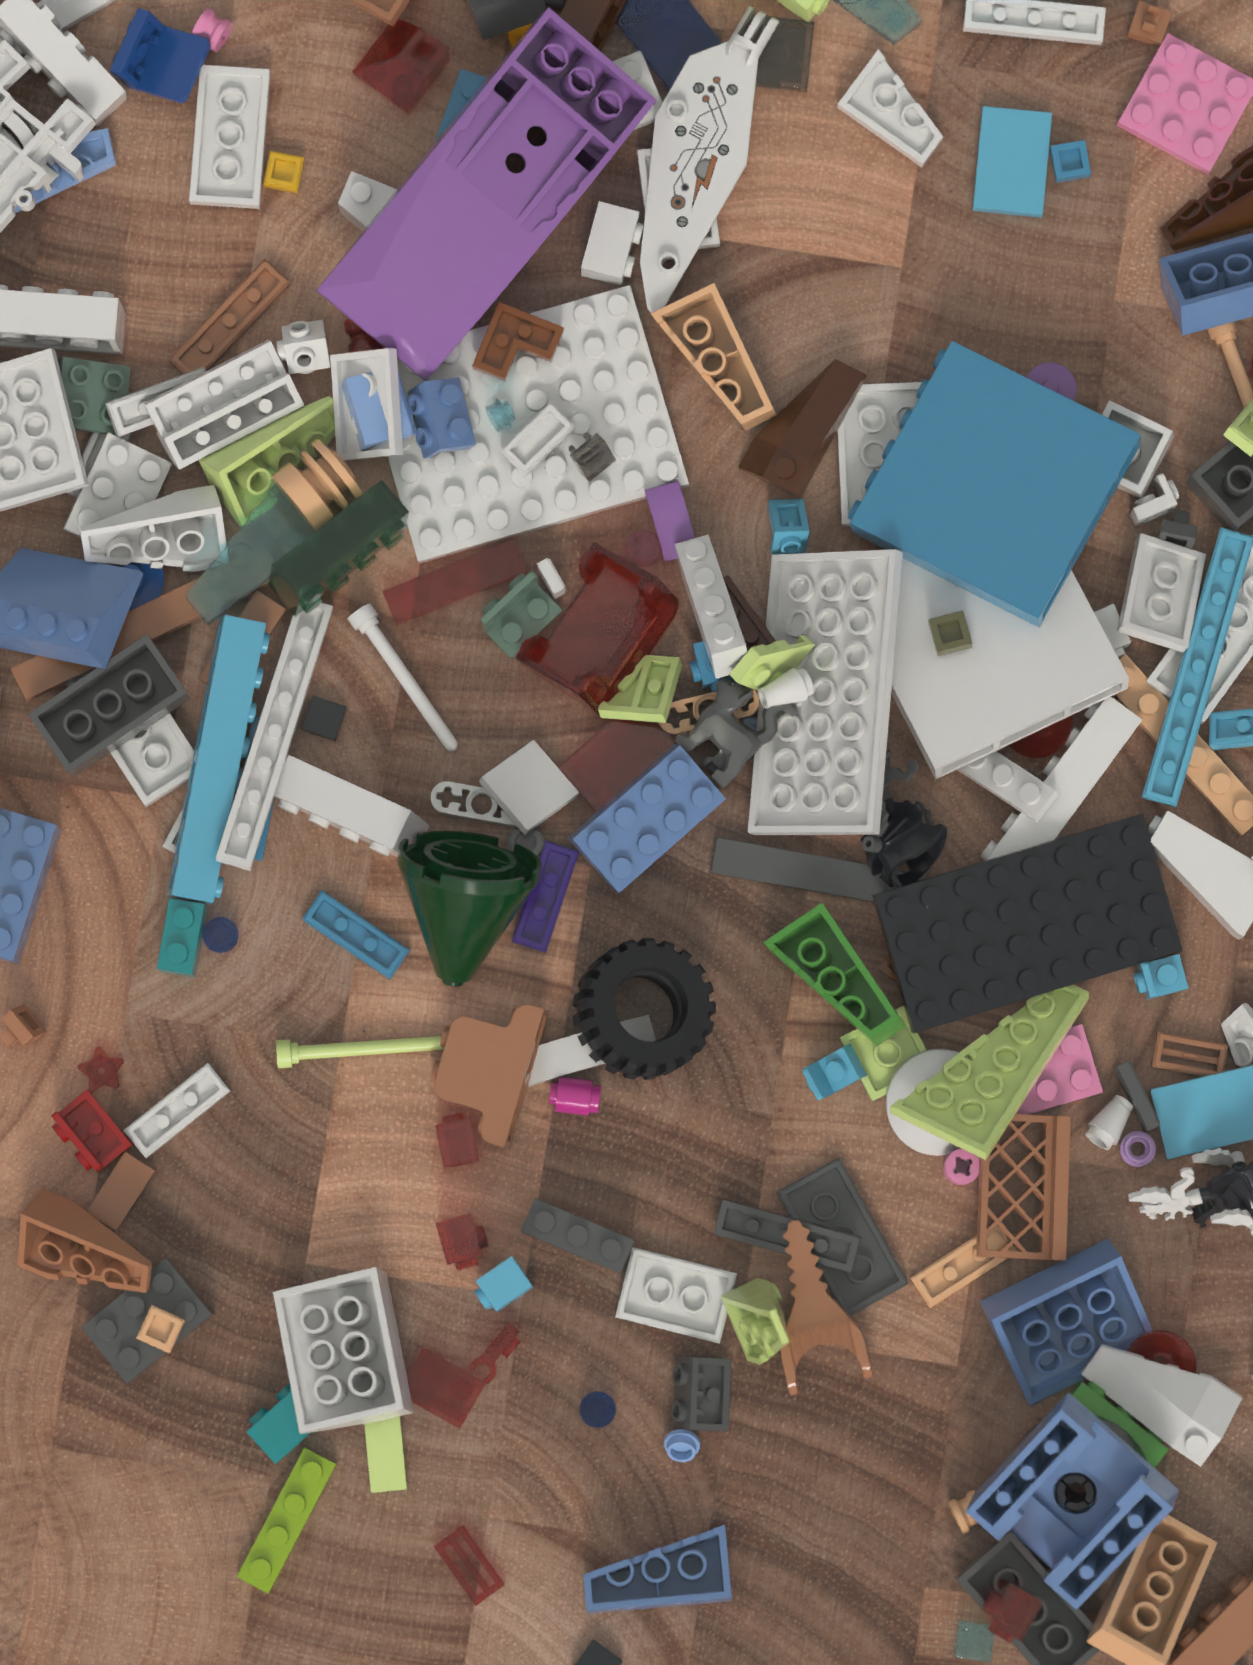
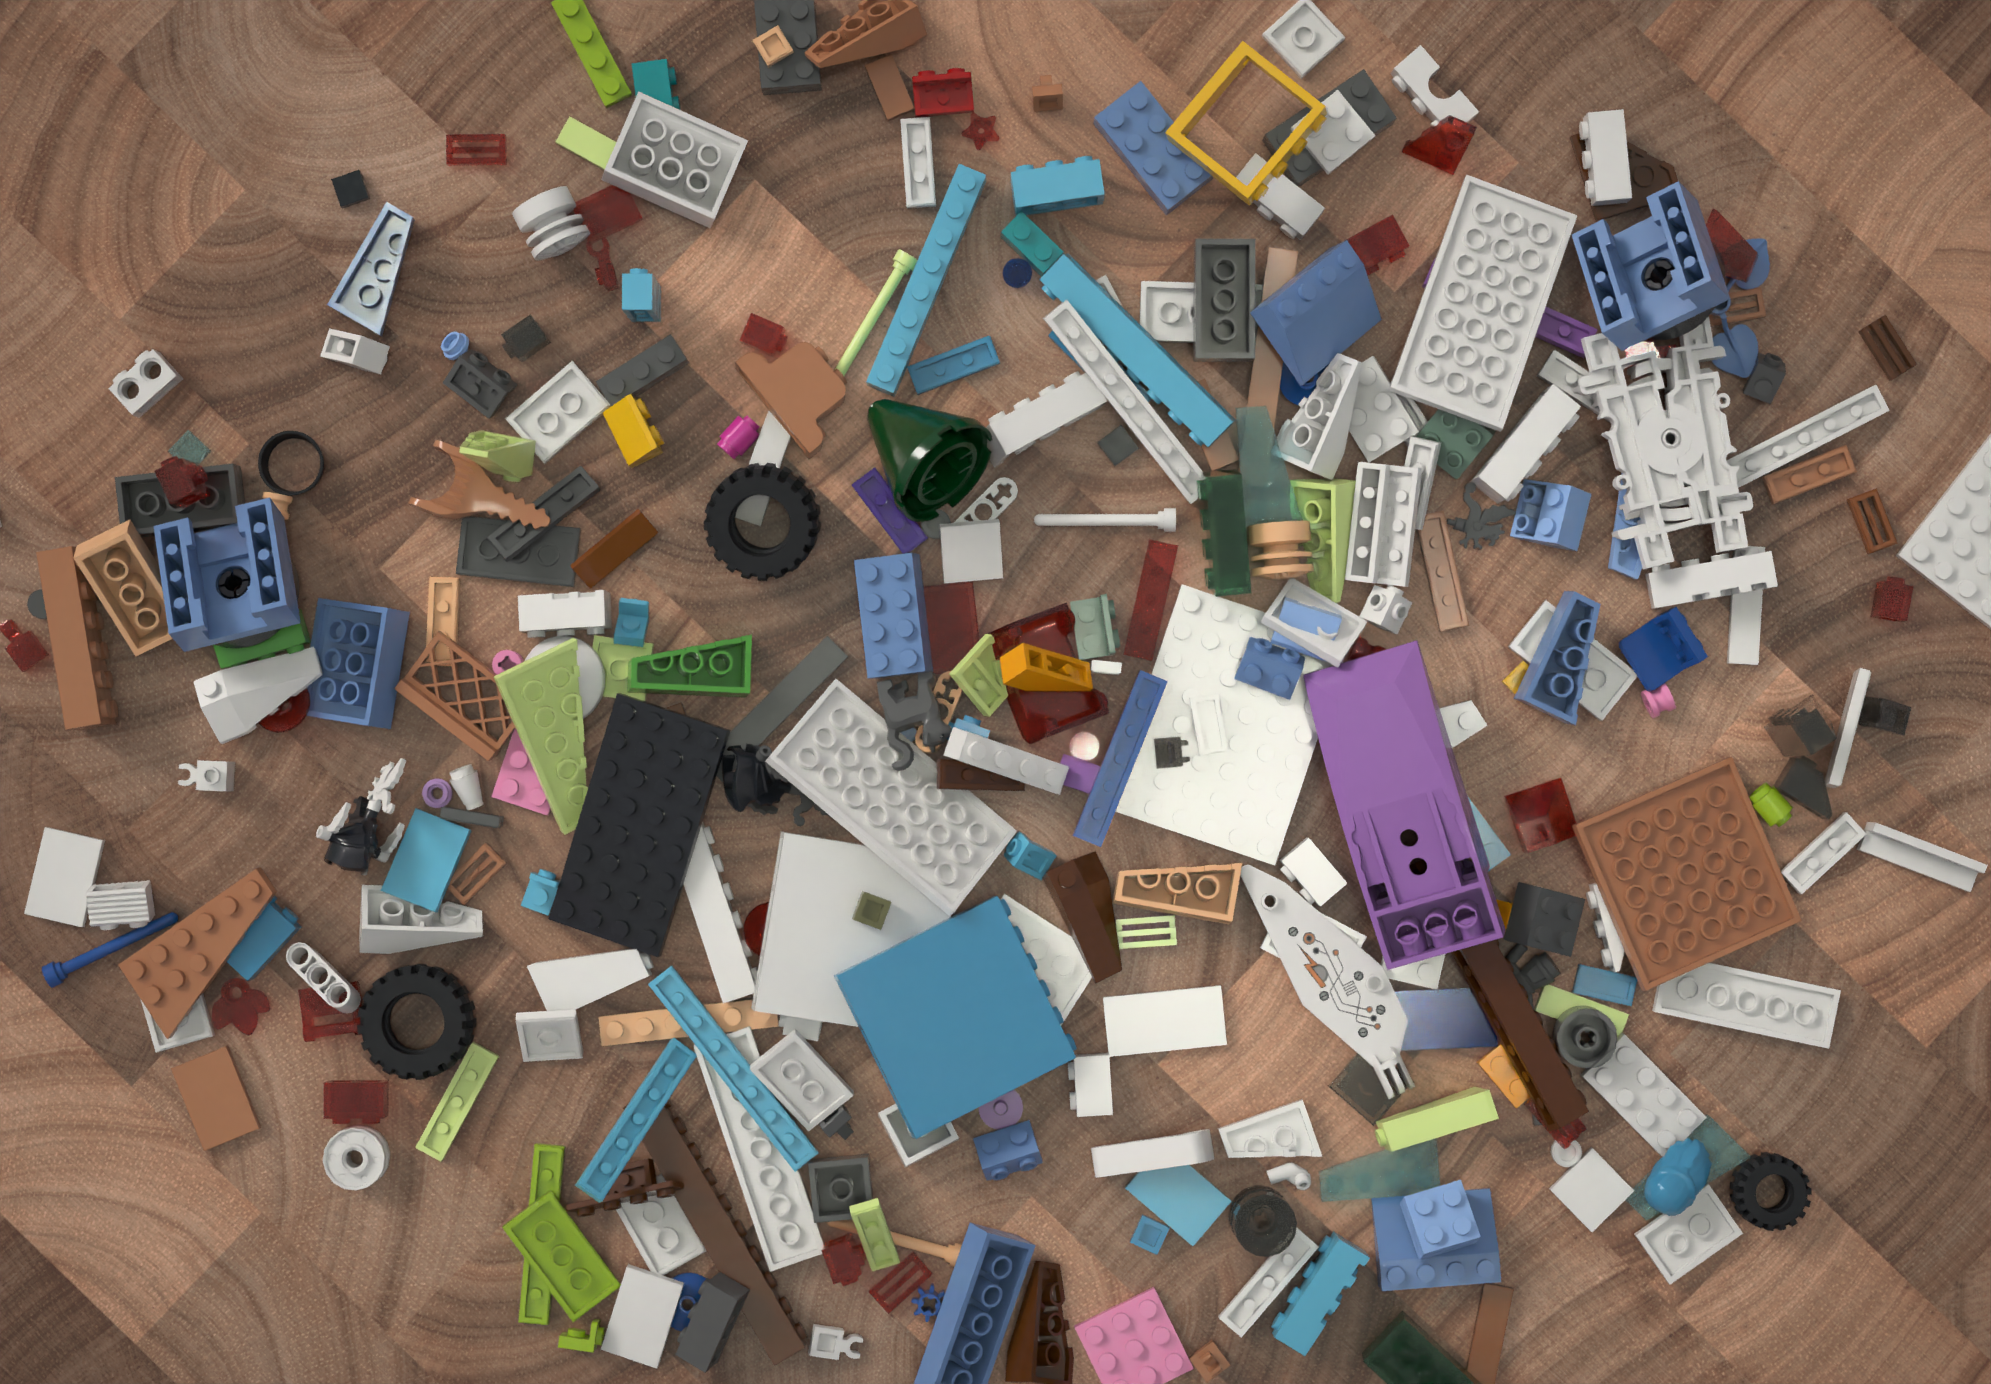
camera: 125 degrees right, 5 degrees up
(102, 252) = (1550, 514): none -> light blue slope
(107, 951) = (1057, 186): none -> medium azure brick
(159, 320) = (1475, 524): none -> dark grey piece
(237, 144) = (1560, 661): none -> medium blue wedge
(289, 1017) = (926, 280): none -> medium azure brick
(462, 1241) = (692, 290): clear red brick -> none
(492, 1430) = (548, 217): none -> white wheel
(500, 415) = (1243, 710): clear light blue plate -> none
(514, 331) = (1296, 757): dark orange plate -> none
(597, 631) = (1044, 670): none -> light orange slope
(597, 1409) = (518, 306): clear blue plate -> none
(627, 1379) = (524, 339): none -> clear smoke brick
(631, 500) = (1120, 758): none -> blue plate
(644, 1202) = (632, 431): none -> yellow slope
(758, 1542) = (355, 351): none -> white slope
(763, 342) = (1149, 943): none -> yellowish green tile
(768, 662) = (935, 770): yellowish green wing -> none
(773, 1142) = (614, 548): none -> dark orange tile
(786, 689) = (911, 772): white cone -> none
(855, 288) = (1164, 1020): none -> white tile
(871, 1145) = (565, 613): none -> white wedge
(915, 67) = (1291, 1173): none -> white arm
(942, 1548) = (266, 451): none -> black tyre
(967, 313) = (1092, 1085): none -> white brick
(989, 45) = (1270, 1235): none -> clear smoke wheel
(992, 208) = (1152, 1153): none -> white beam
(1011, 784) = (740, 882): white plate -> none
(1087, 350) = (1008, 1151): none -> medium blue bracket
(1150, 507) = (867, 1116): white bracket -> none

